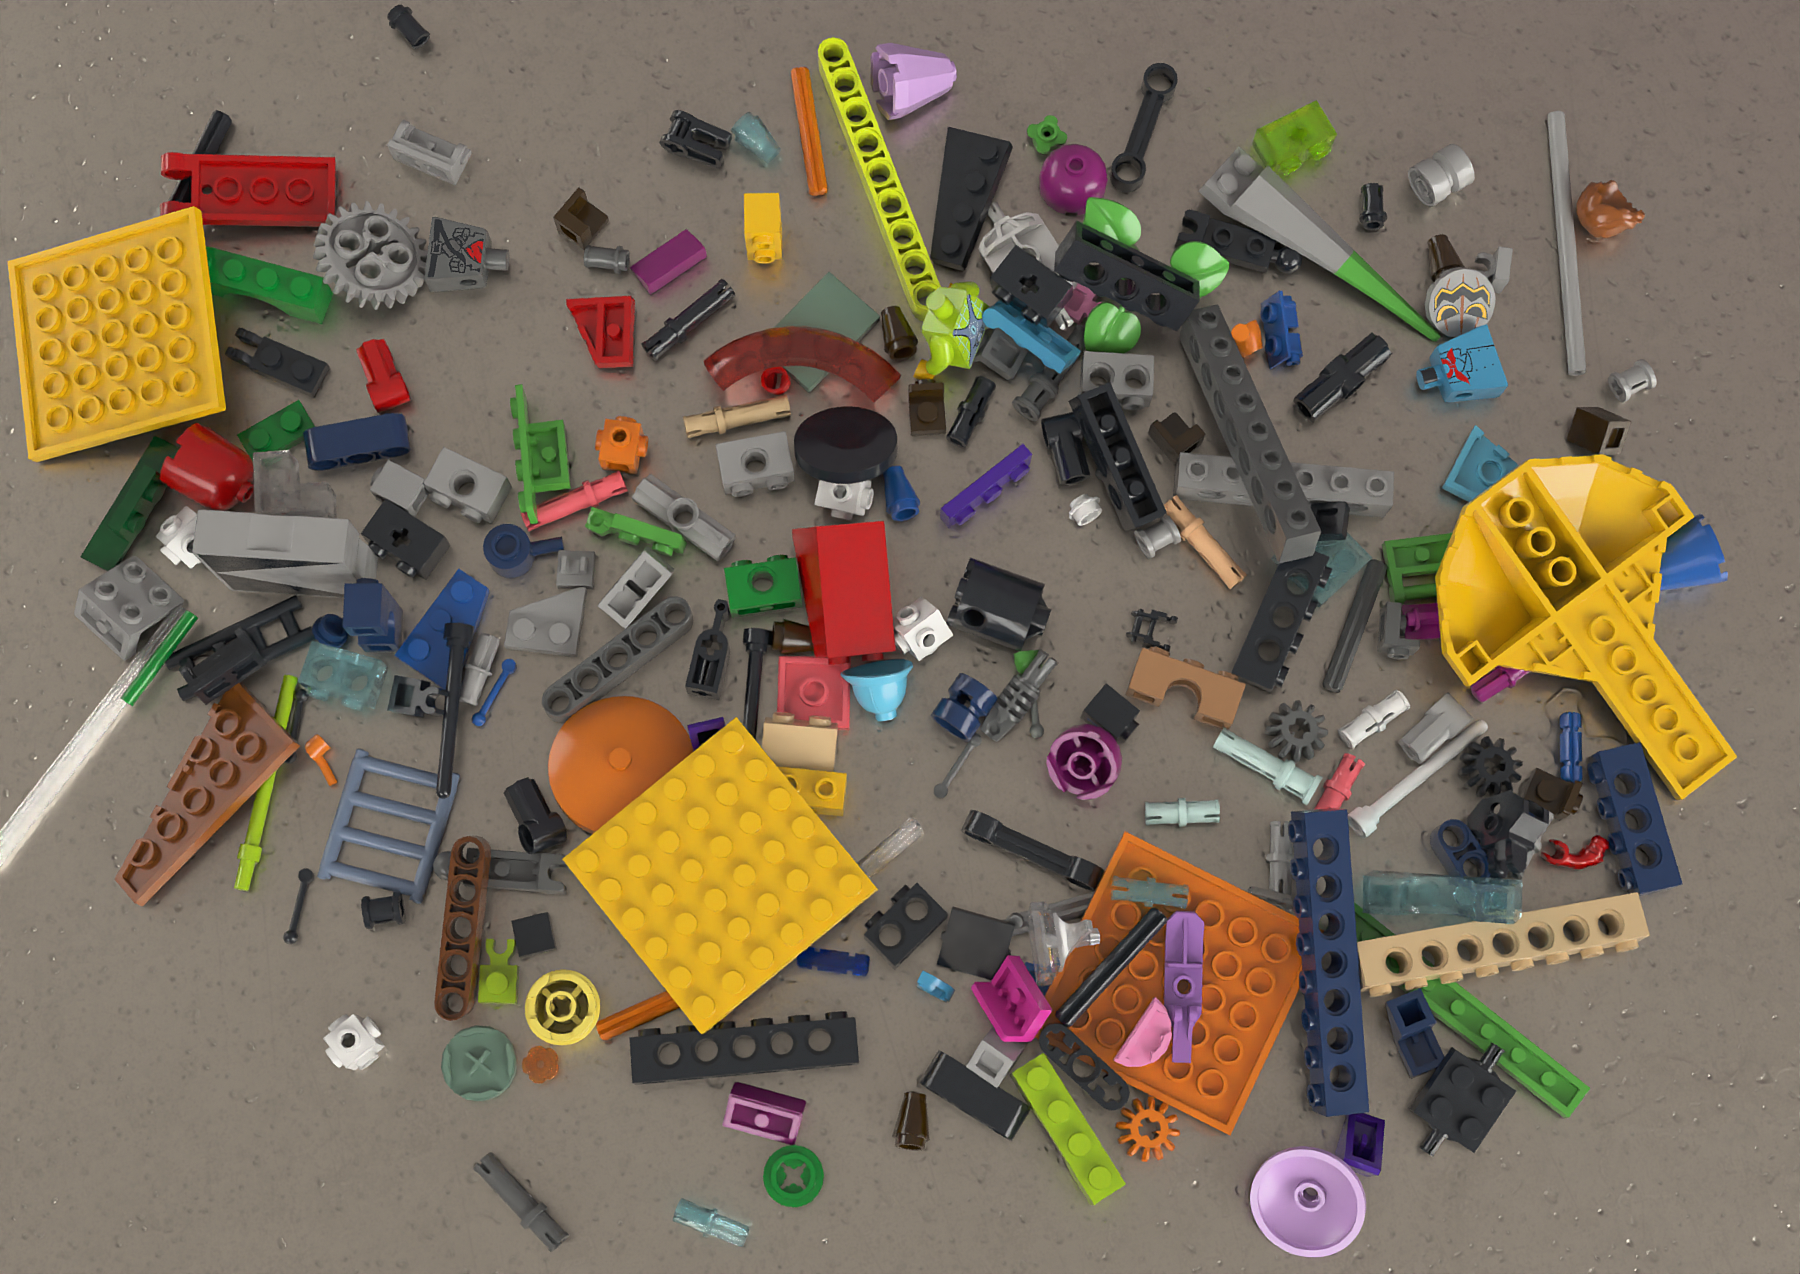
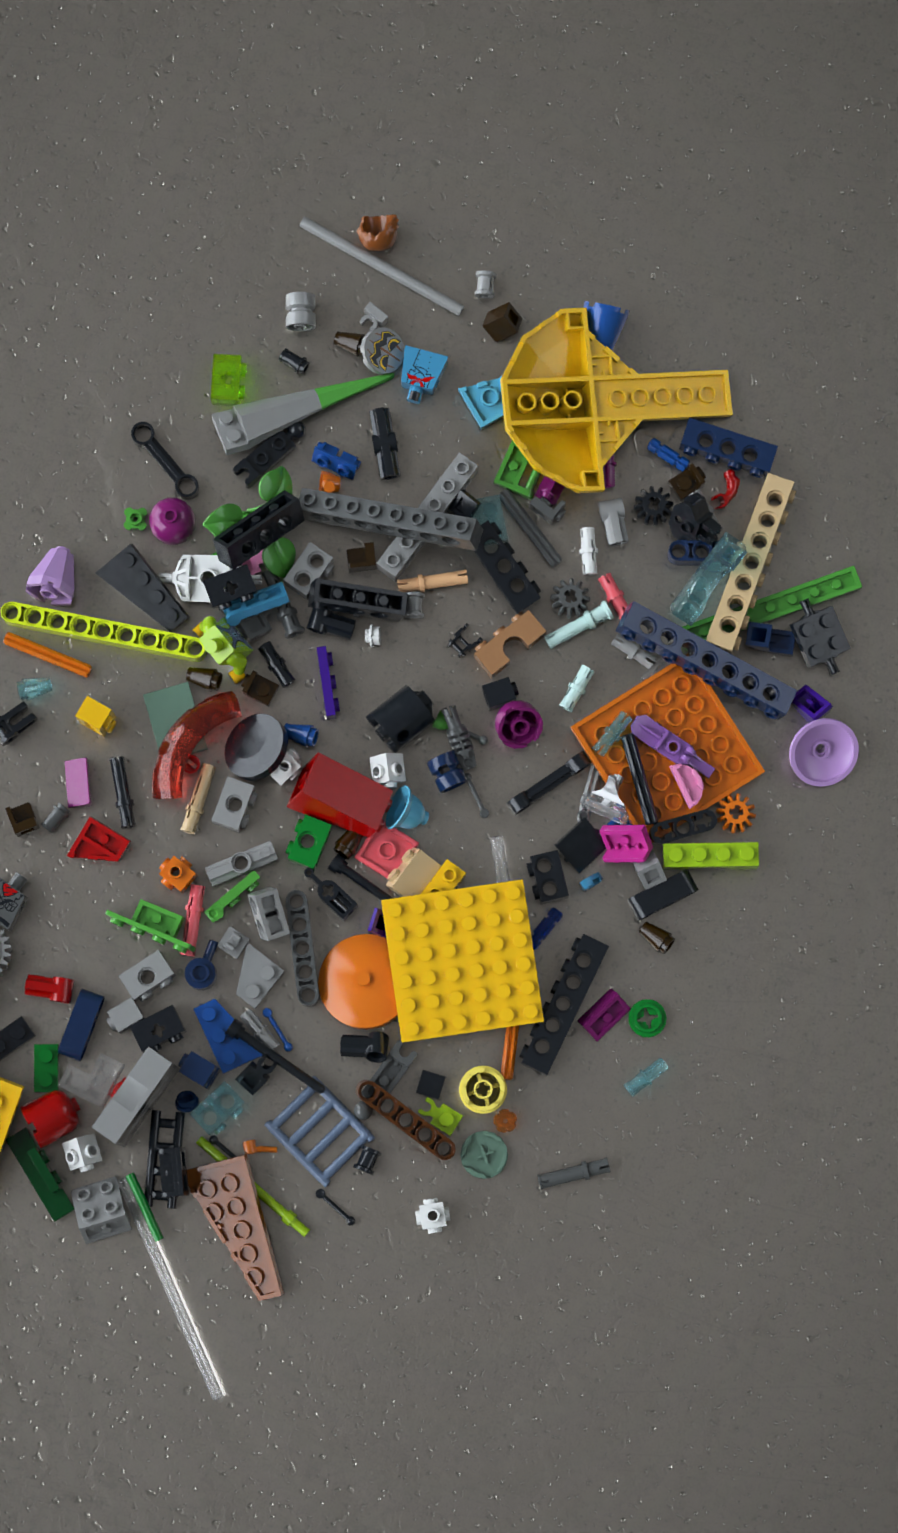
camera: 55 degrees left, 5 degrees up
(1364, 819) = (640, 591): white piece -> none

